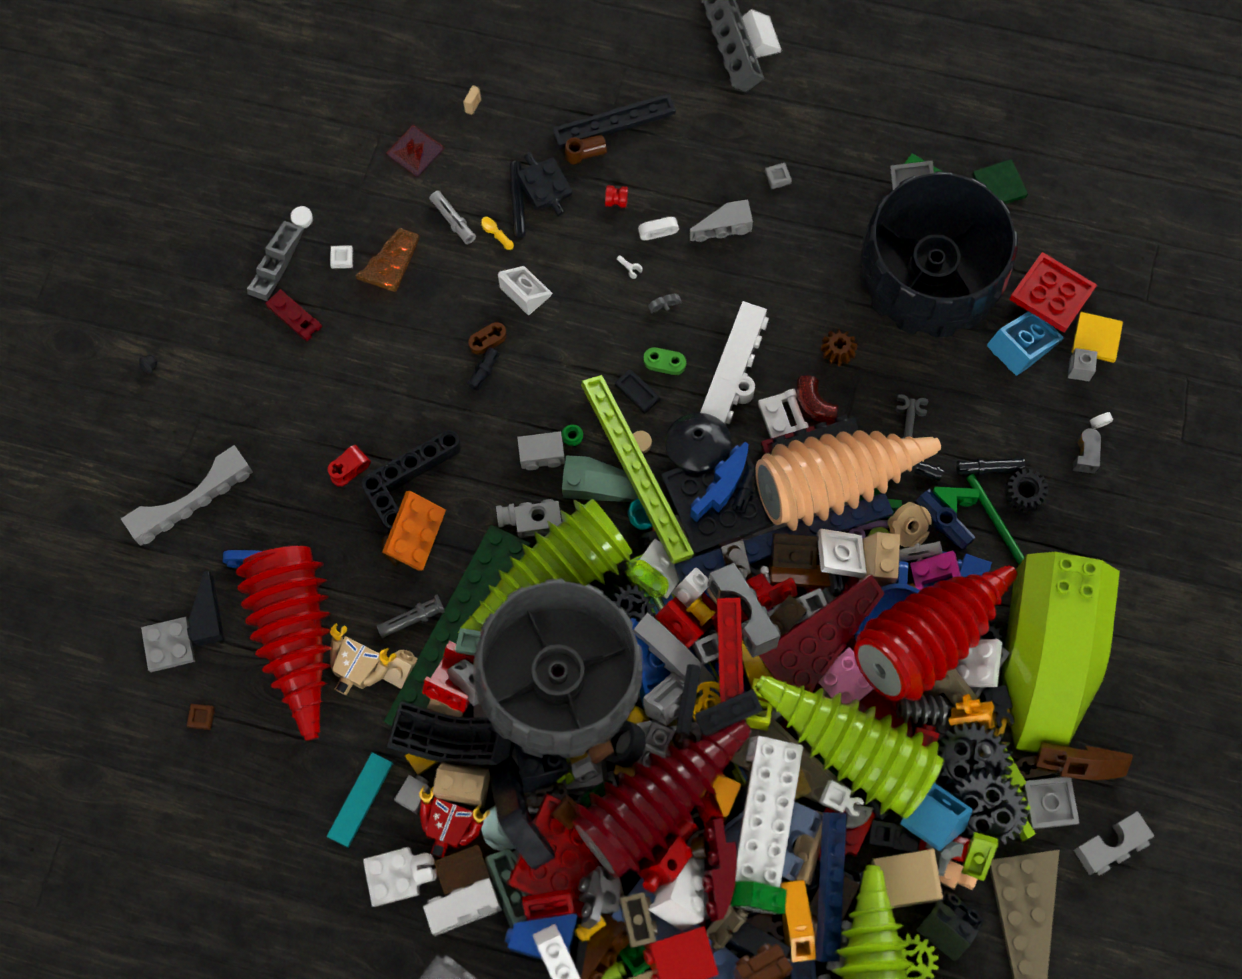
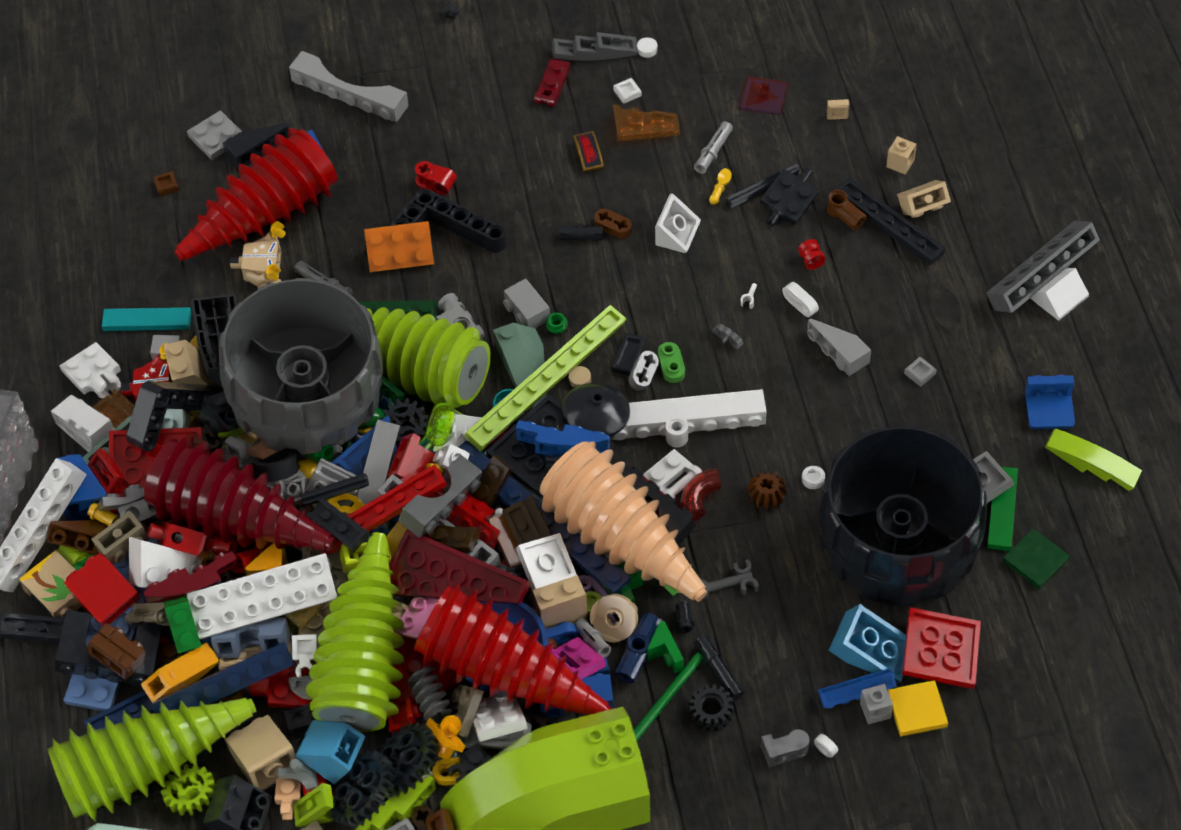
camera: 65 degrees right, 15 degrees down
(394, 320) = (588, 151): none -> slope
(552, 76) = (901, 155): none -> tan brick
(610, 82) = (924, 198): none -> tan brick
(664, 386) = (639, 368): none -> light grey beam
(840, 307) = (813, 477): none -> white tile
(863, 98) = (1050, 402): none -> blue bracket
(930, 96) = (1094, 458): none -> lime slope
(1060, 372) = (851, 689): none -> blue piece

